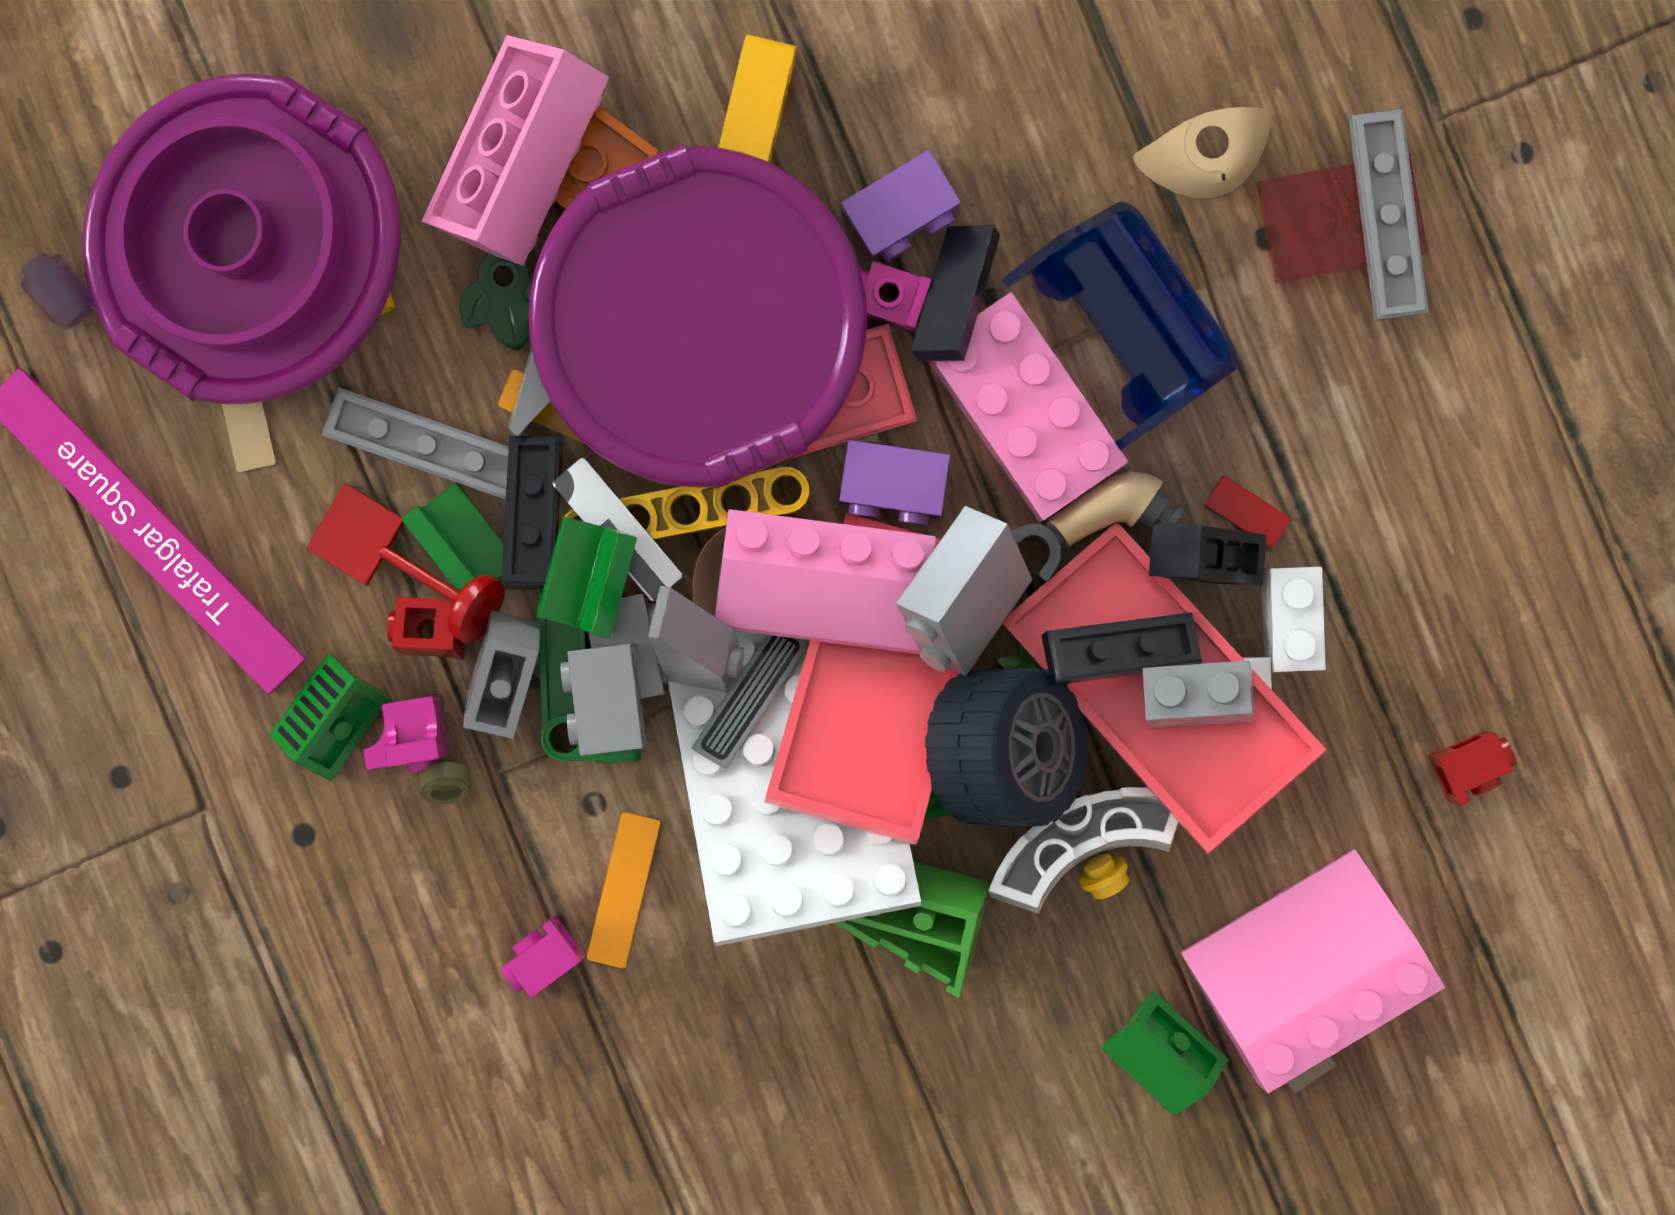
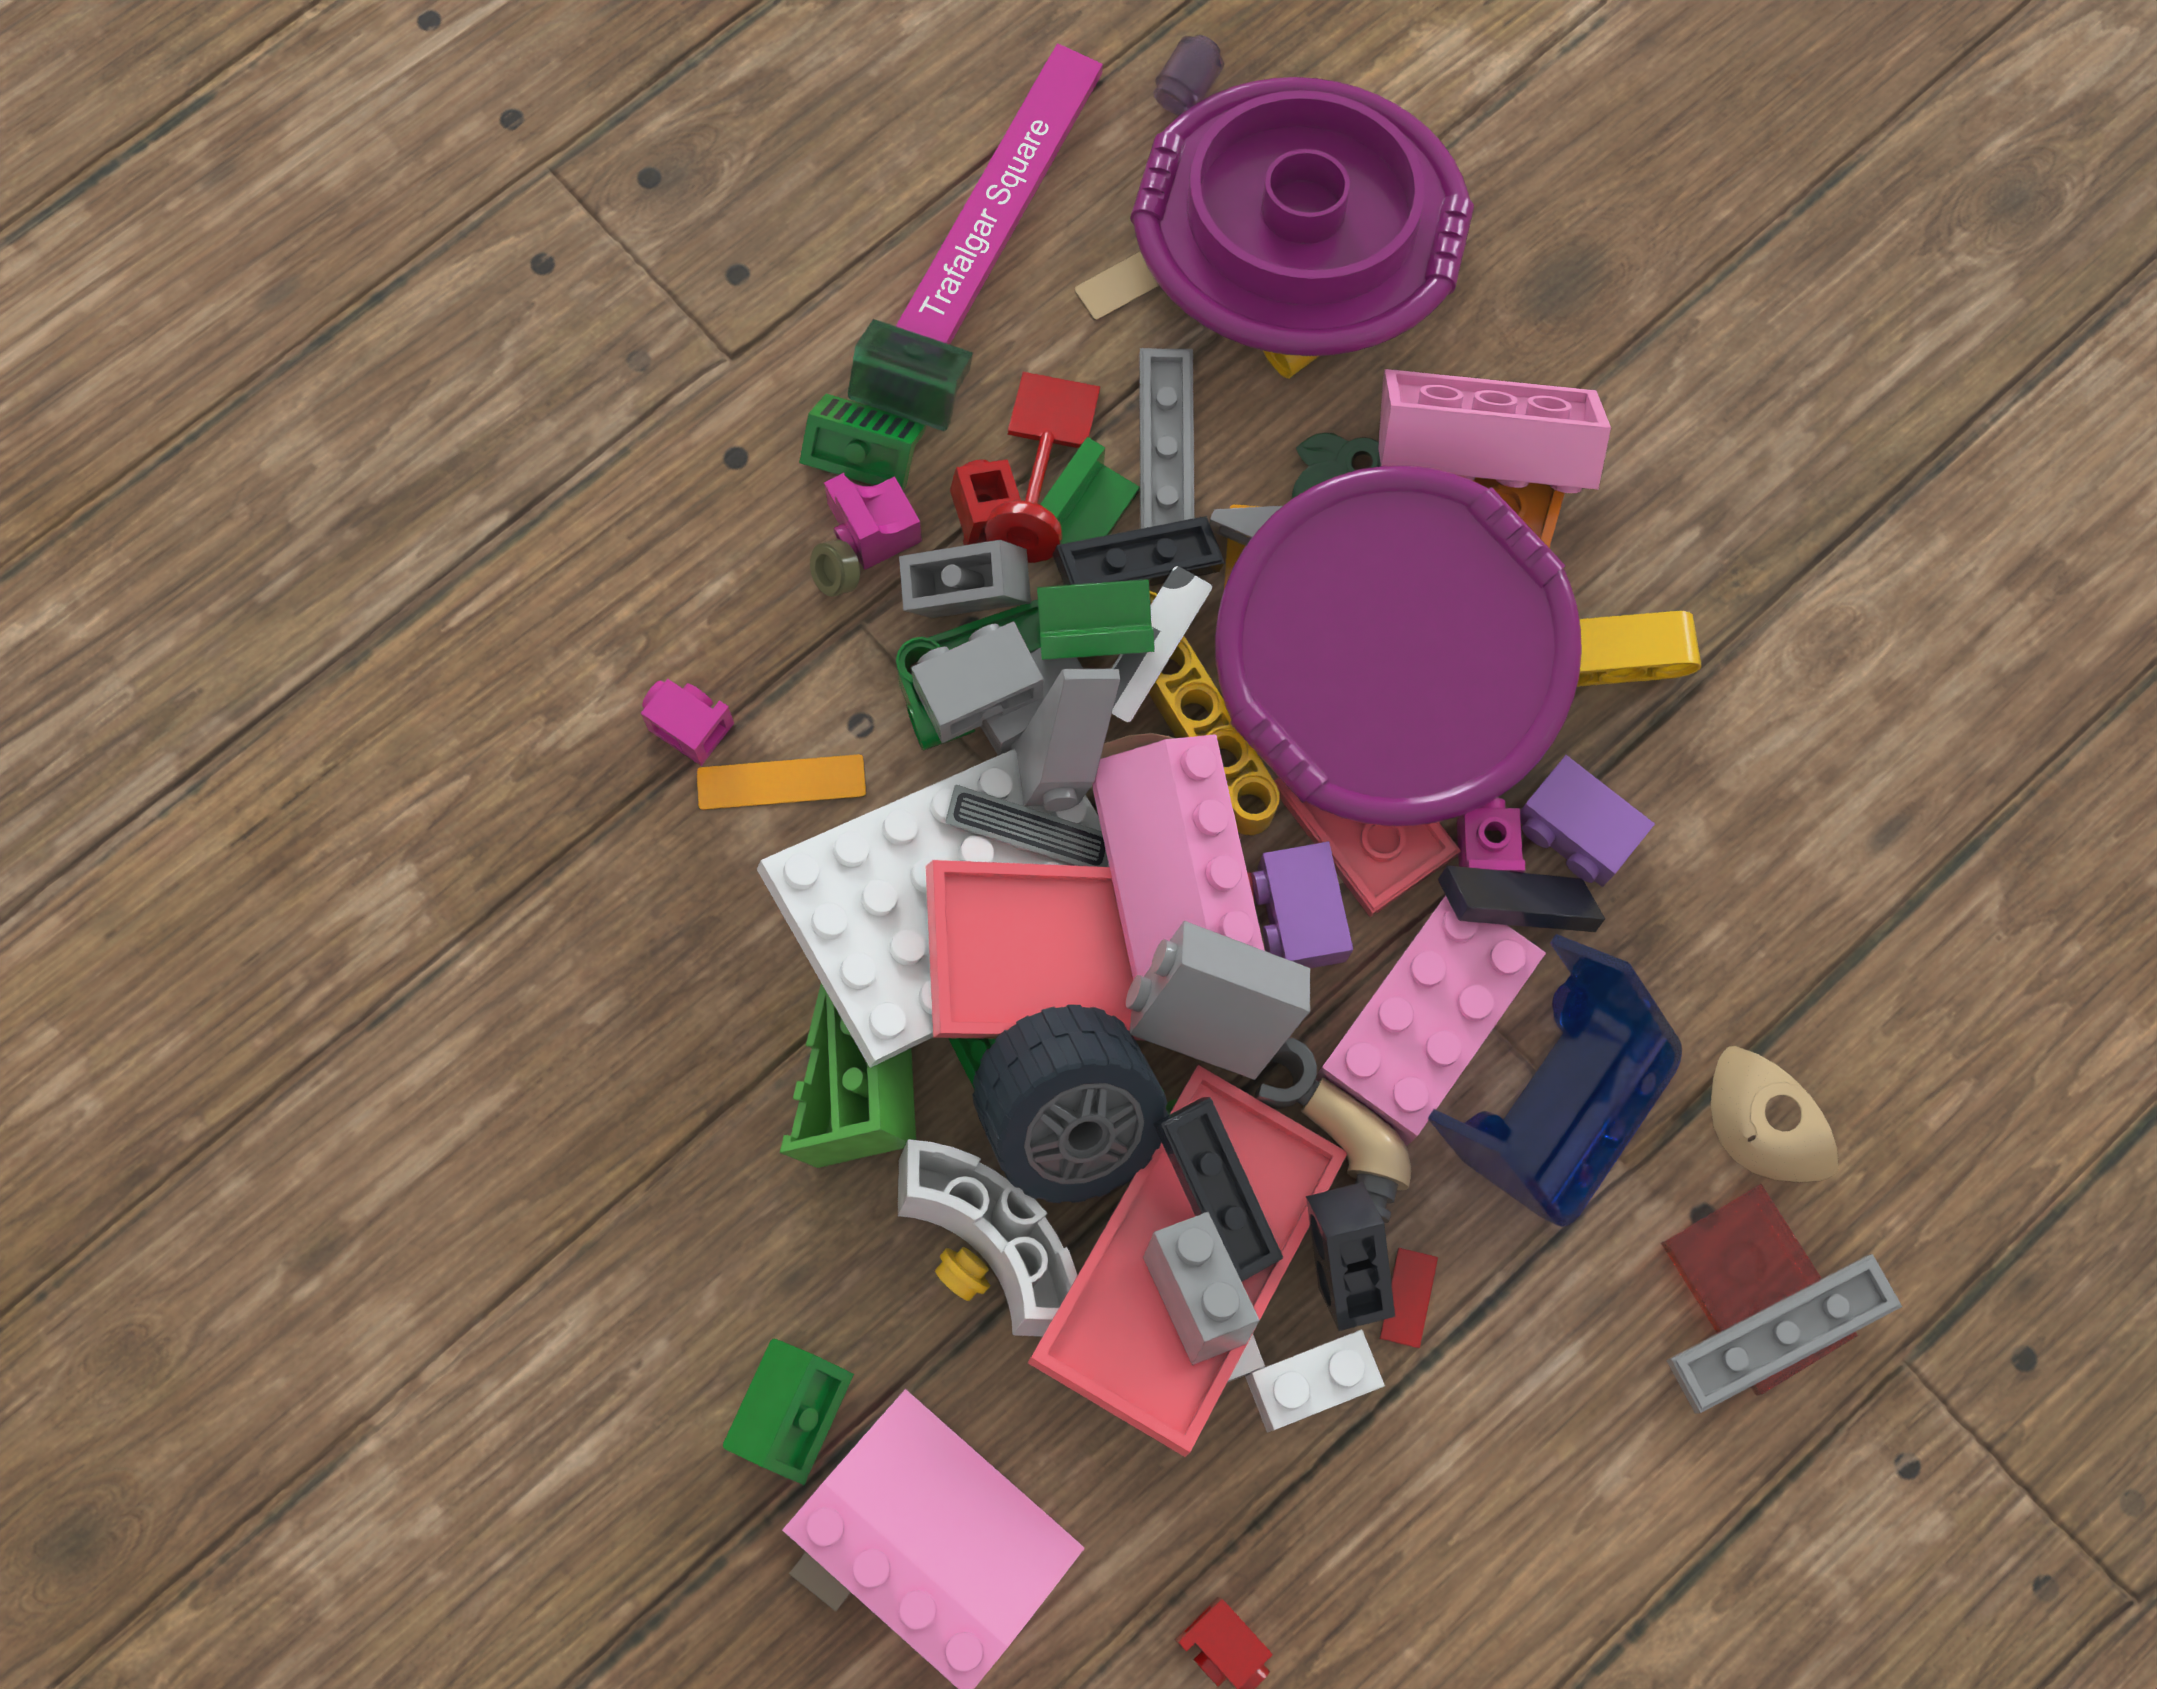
camera: 65 degrees right, 15 degrees down
(279, 656) = (907, 374): none -> clear green panel

